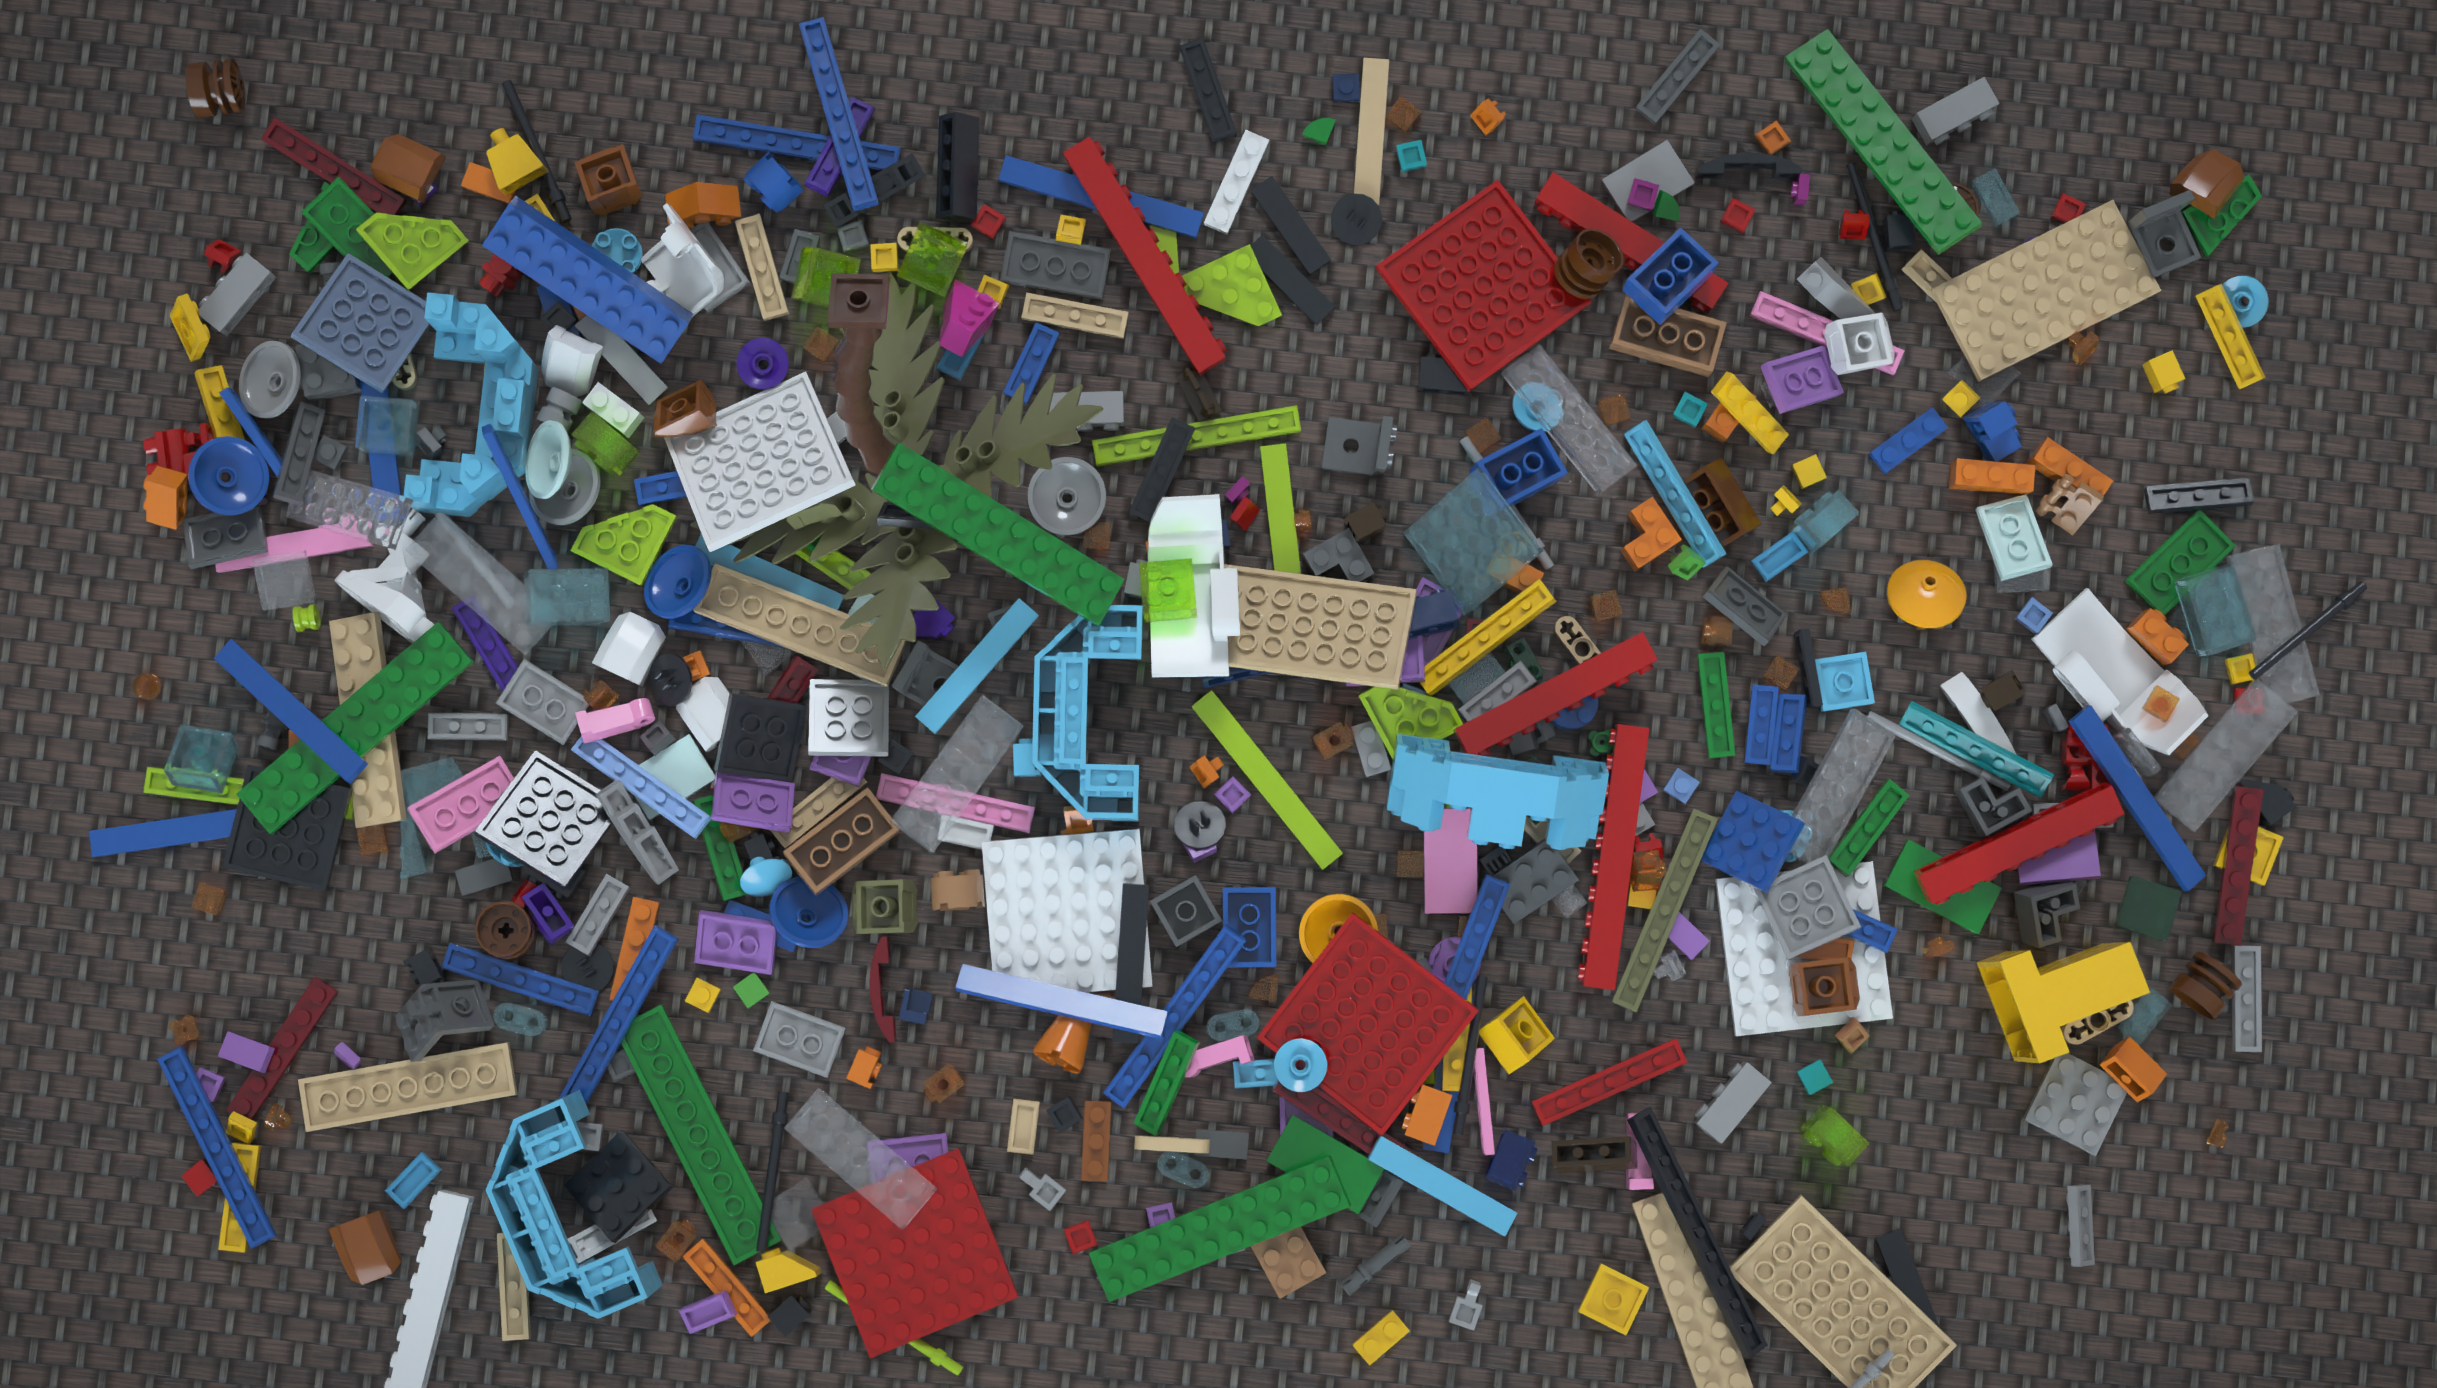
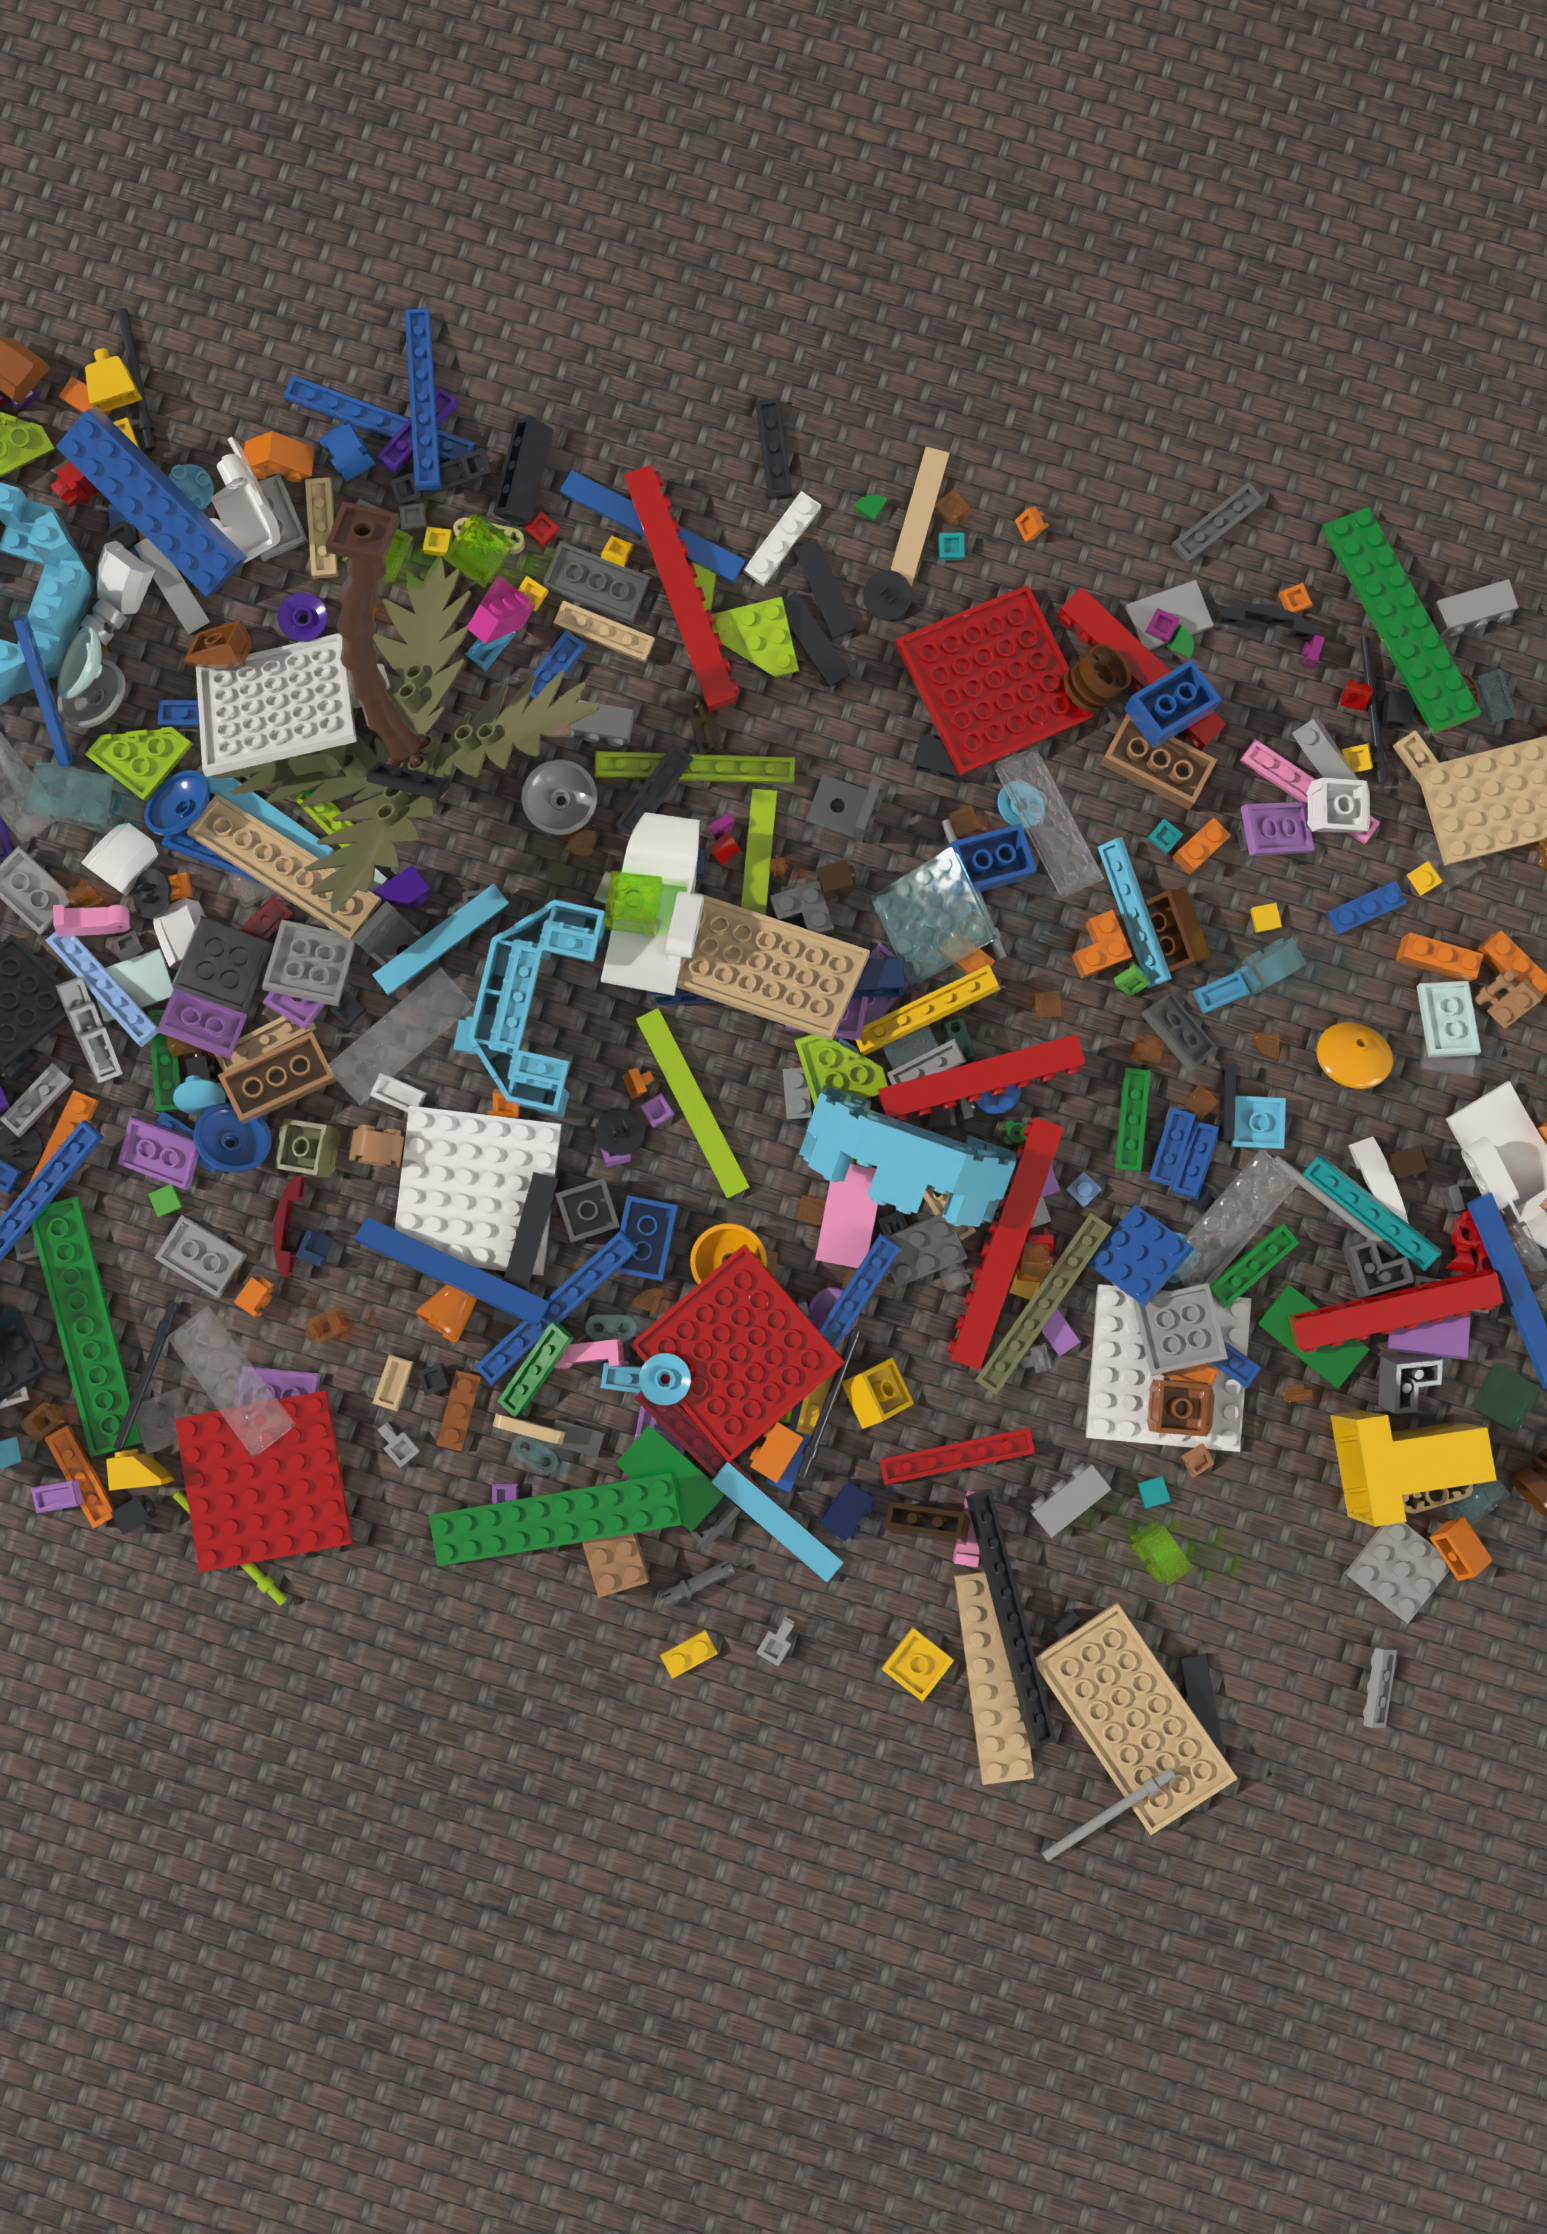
camera: 15 degrees right, 0 degrees up
(600, 439) = (136, 661): clear neon green brick -> none
(608, 180) = (195, 419): dark orange slope -> none
(613, 410) = (153, 631): white brick -> none
(703, 995) = (119, 1196): yellow plate -> none
(979, 809) = (414, 1073): bright pink tile -> none
(997, 534) = (476, 810): green plate -> none
(1080, 1237) = (424, 1498): red tile -> none
(1323, 744) = (753, 1074): clear orange brick -> none
(1345, 87) = (903, 471): dark blue plate -> none
(1483, 1103) = (832, 1451): bright pink tile -> none
(1574, 630) = (1001, 1027): tan beam -> none
(1614, 410) = (1093, 822): clear orange tile -> none
(1737, 215) = (1247, 664): red tile -> none
(1749, 413) = (1221, 849): yellow plate -> none
(1786, 500) = (1238, 940): yellow tile -> none
(1994, 429) = (1449, 913): blue brick -> none
(2033, 615) = (1452, 1097): medium blue plate -> none
(2217, 1135) = (1527, 1629): clear orange tile -> none

